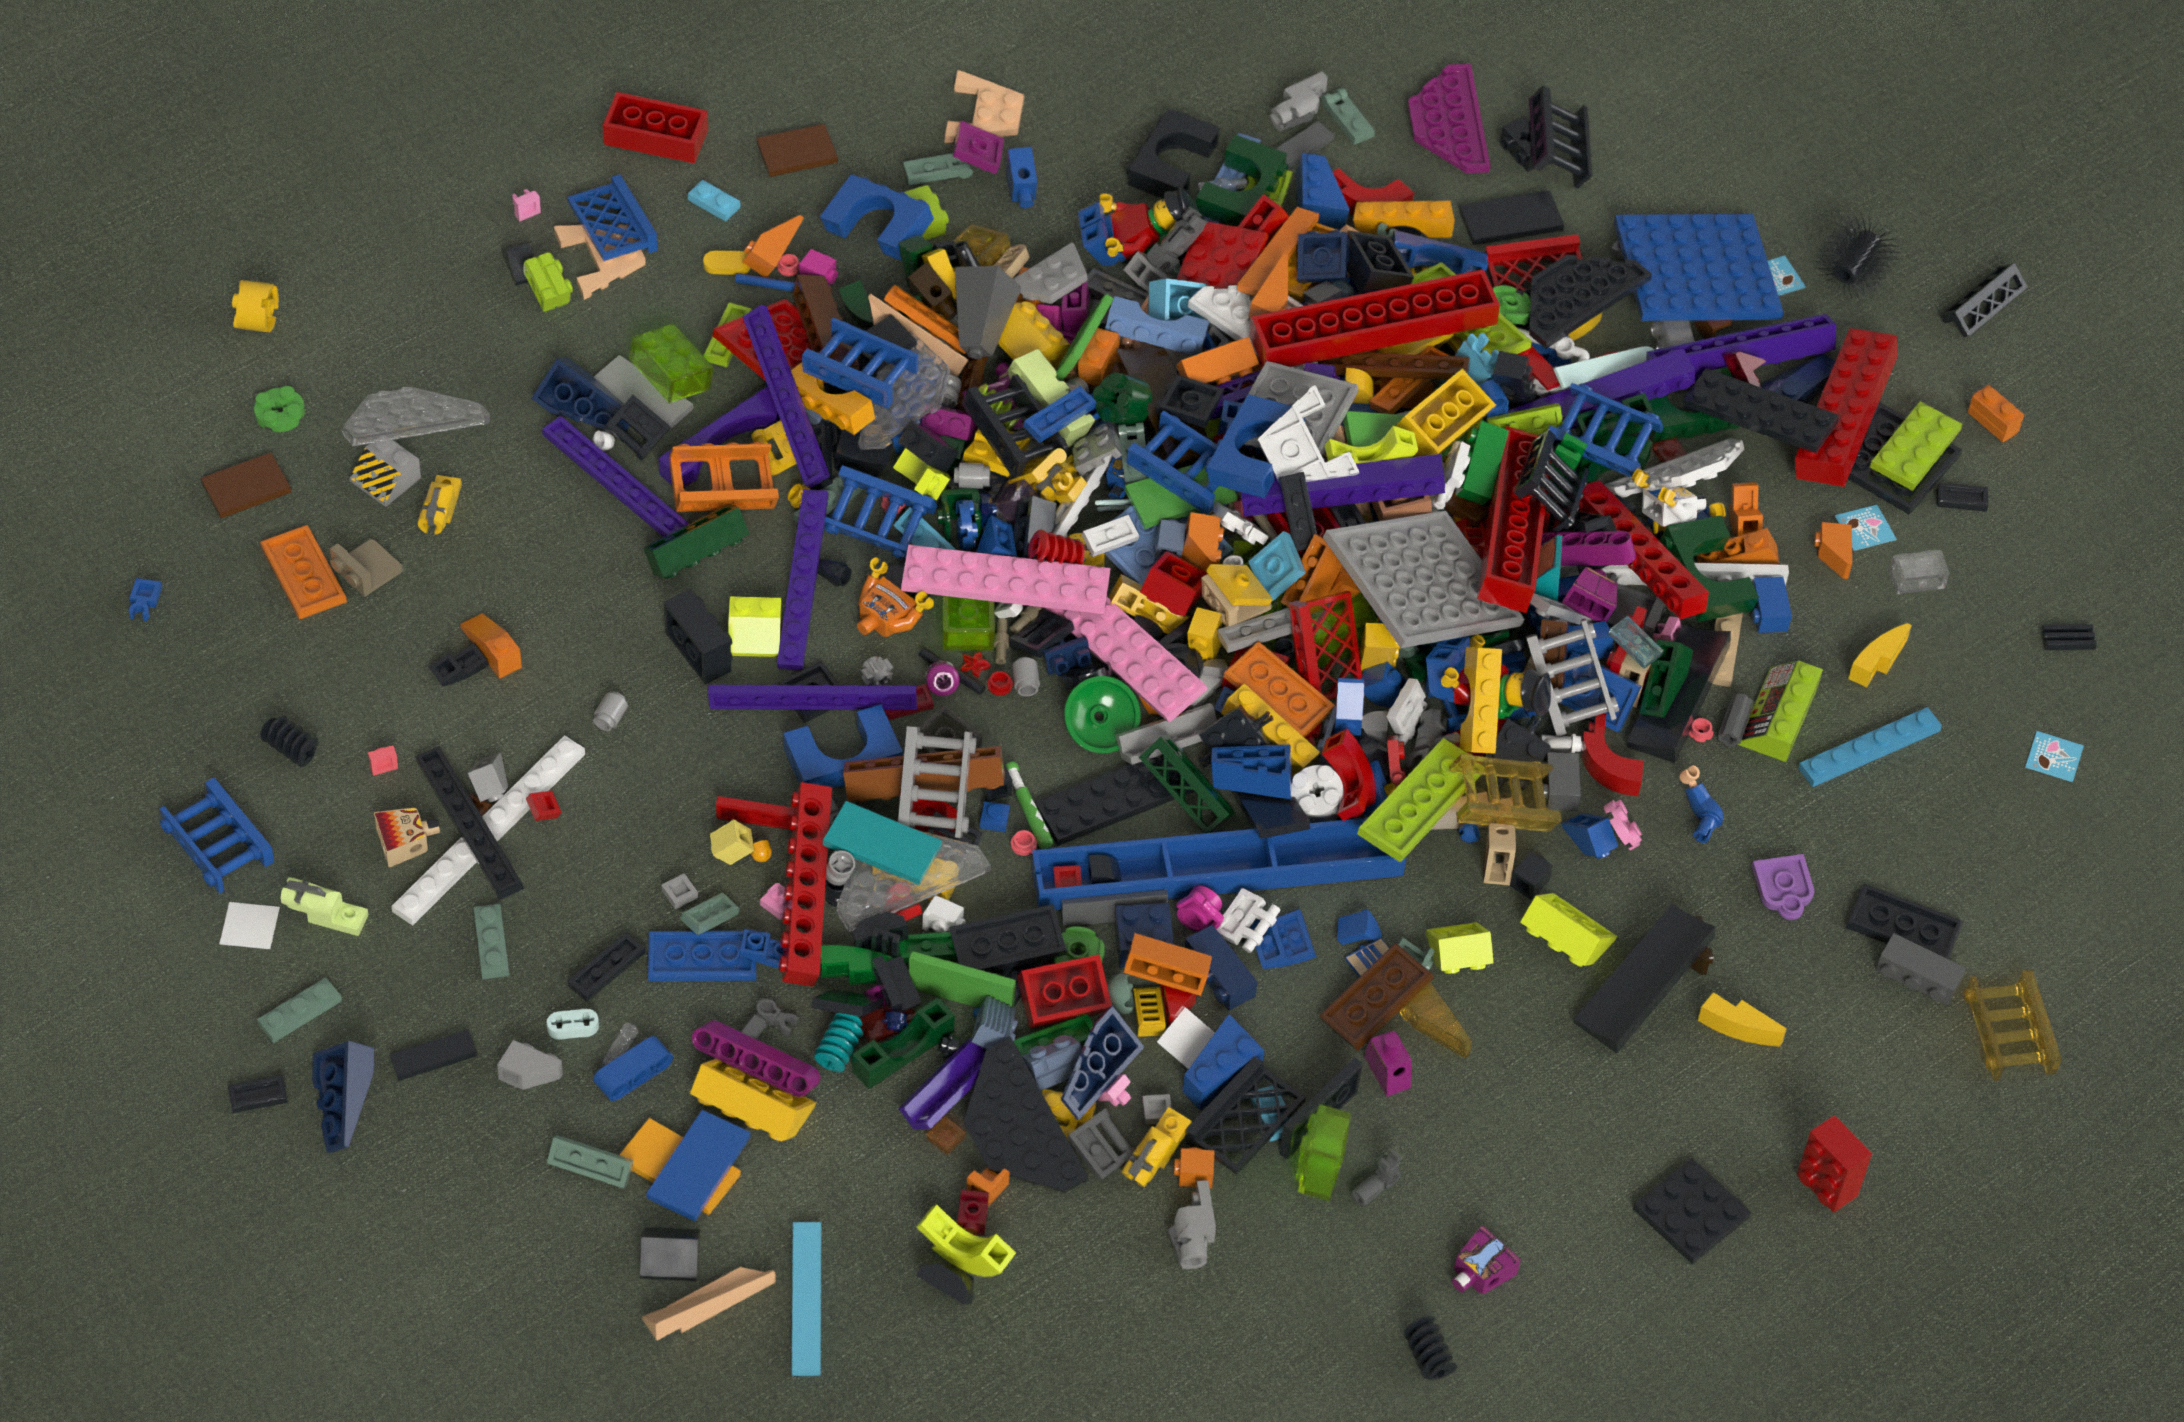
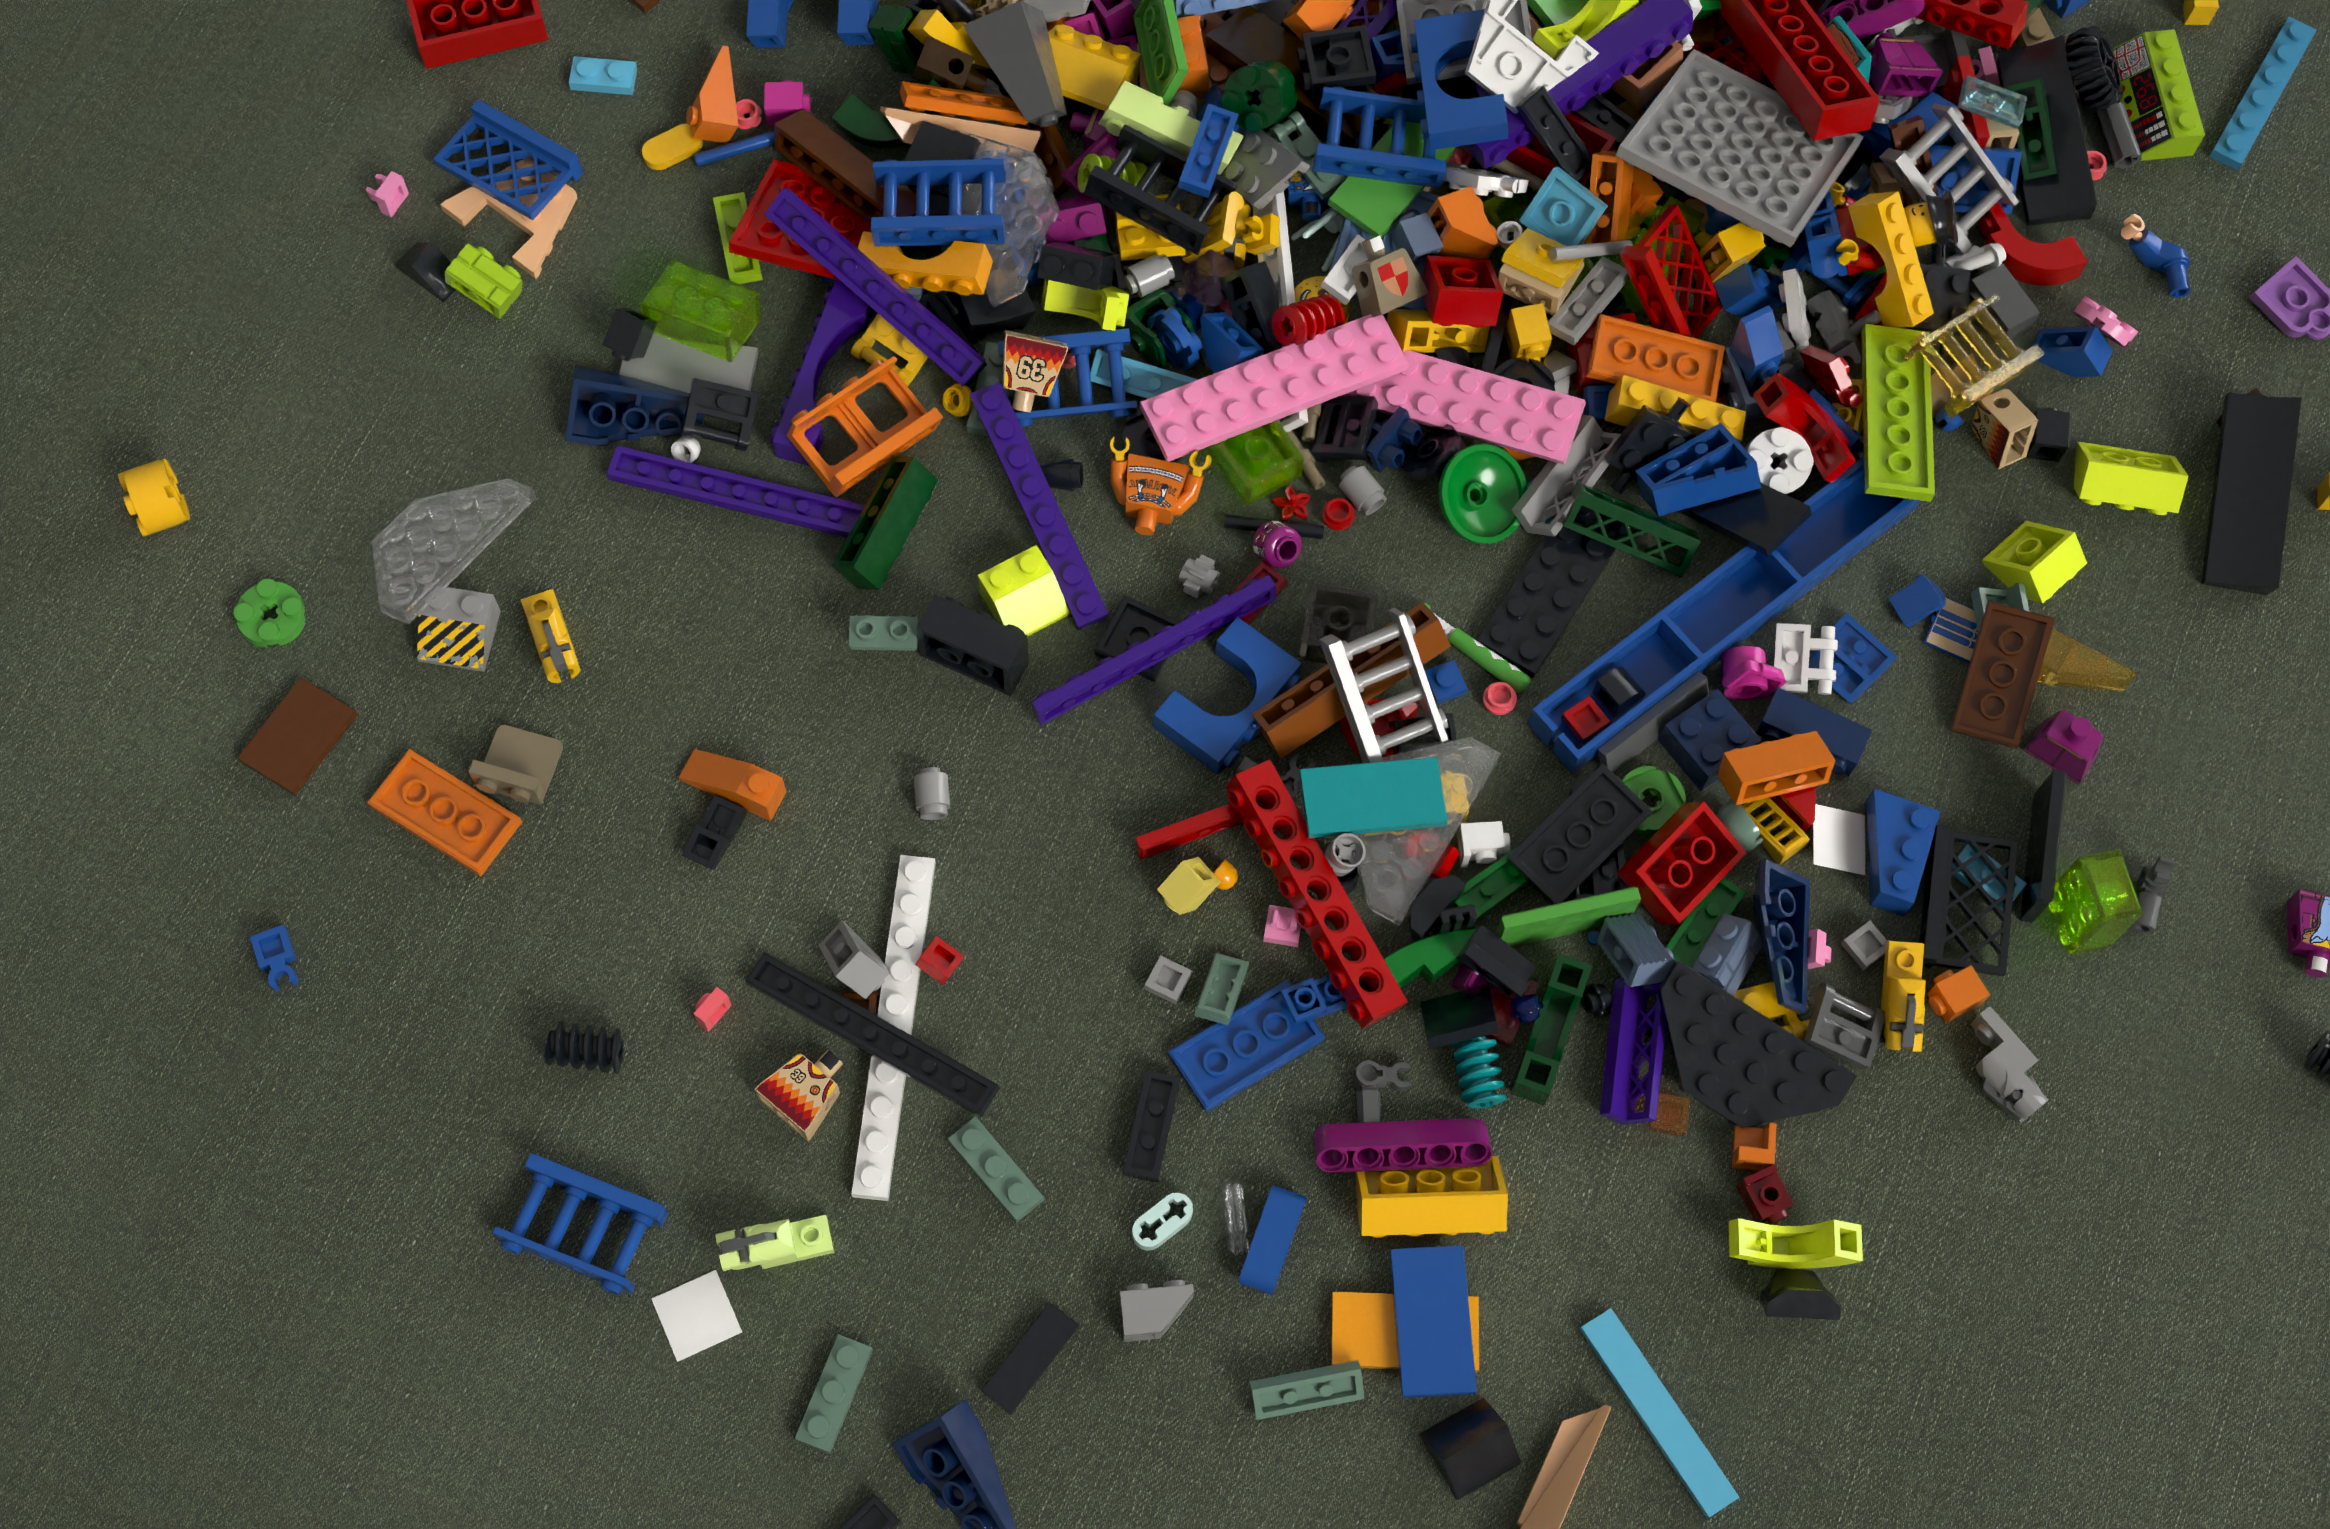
camera: 30 degrees left, 15 degrees up
(613, 353) = (629, 334): none -> black brick
(643, 600) = (883, 633): none -> sand green bracket
(851, 489) = (1030, 367): none -> torso
(1127, 550) = (1386, 279): none -> dark tan torso
(1267, 591) = (1588, 250): none -> light grey bar
(1742, 664) = (2094, 68): none -> black gear

